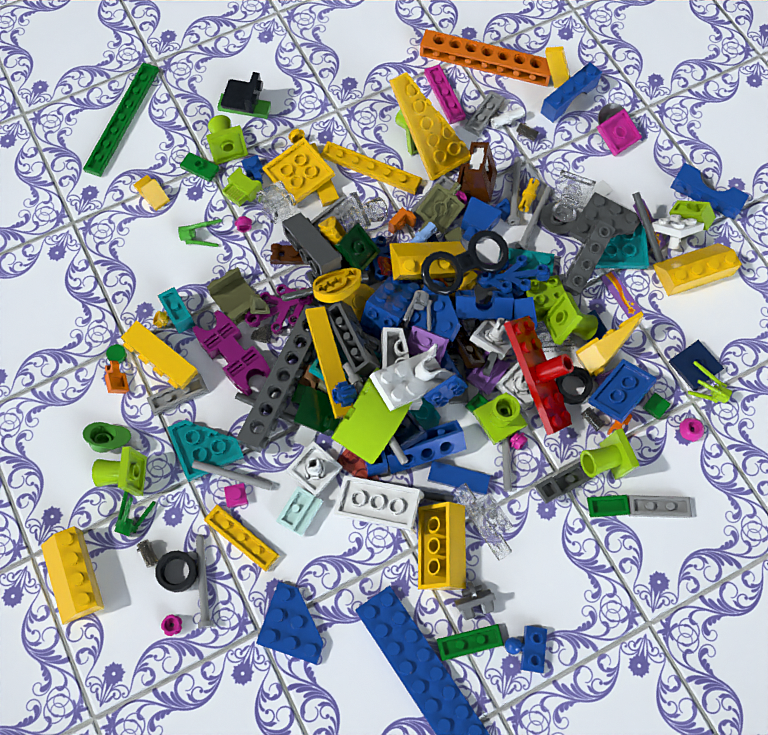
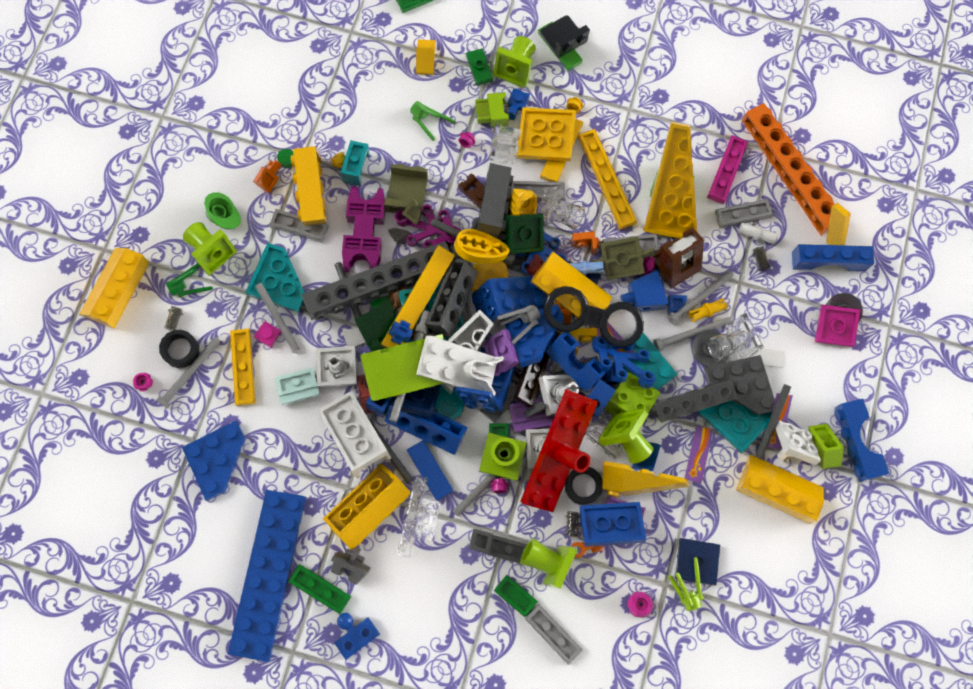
camera: 40 degrees right, 5 degrees up
(453, 235) = (614, 289): olive tile -> none
(656, 406) = (632, 561): green tile -> none

